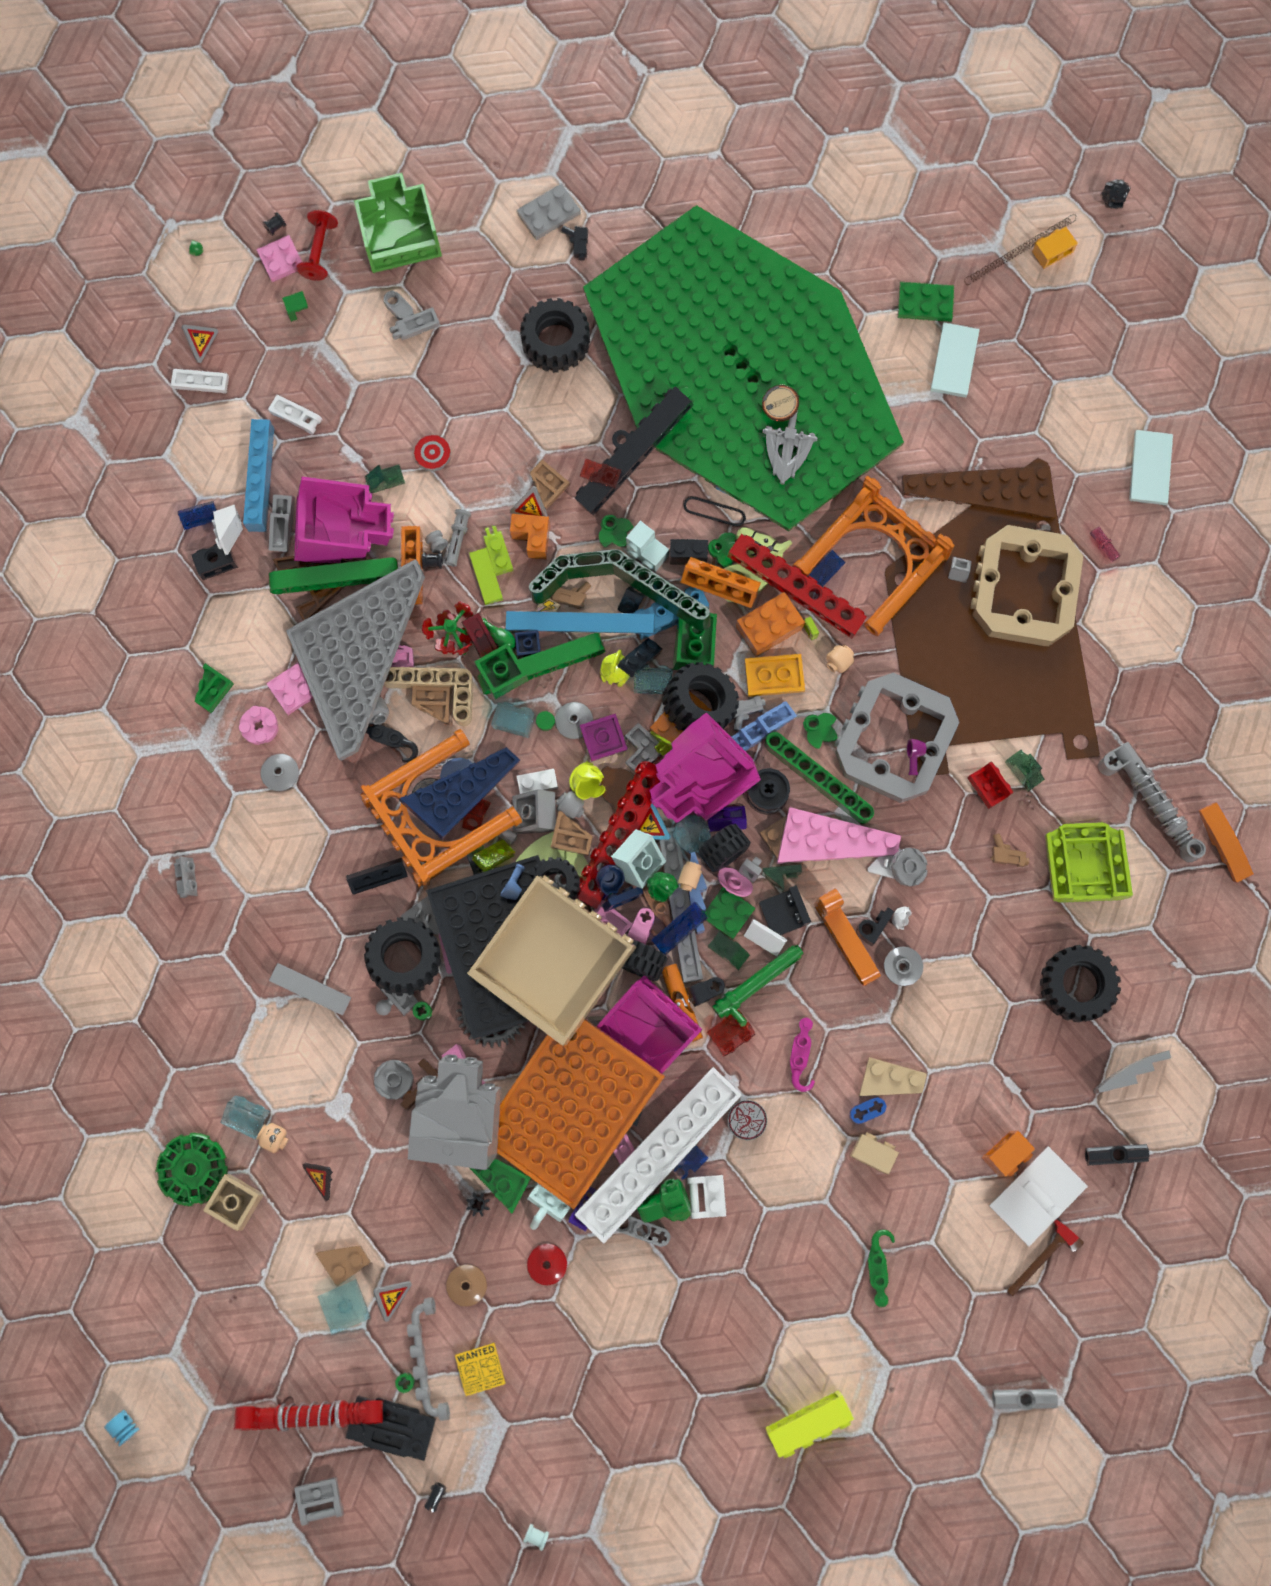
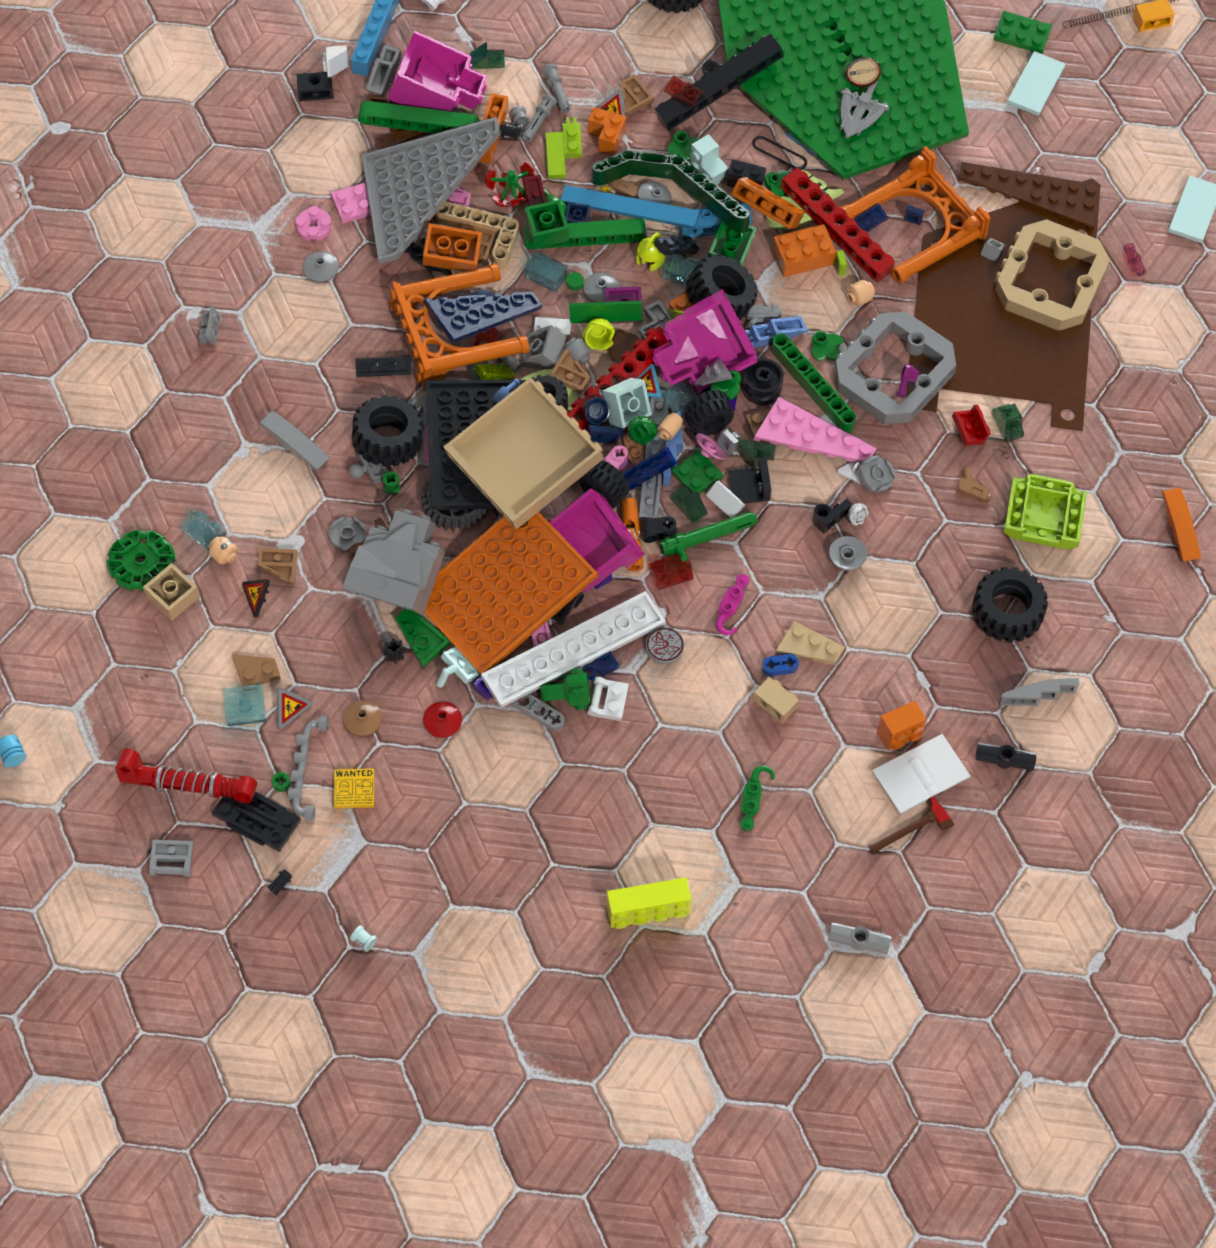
camera: 10 degrees right, 15 degrees down
(197, 515) = (310, 47): clear blue plate -> none
(212, 688) = (281, 185): green wing -> none
(334, 1134) = (279, 563): none -> medium nougat wing
(410, 724) = (452, 248): none -> orange brick
(432, 453) = (536, 48): red tile -> none
(462, 489) = (554, 82): none -> light grey pin
(588, 755) = (611, 311): none -> green slope
(593, 602) = (648, 190): none -> light grey dish
(630, 601) = (684, 200): black bracket -> none
(719, 802) = (714, 373): none -> light grey piece
(732, 814) = (730, 386): none -> green plate
(774, 675) = (796, 292): light orange plate -> none
(830, 911) = (797, 508): orange beam -> none
(870, 552) = (914, 215): none -> dark blue tile
(1155, 797) = (1117, 456): light grey piece -> none

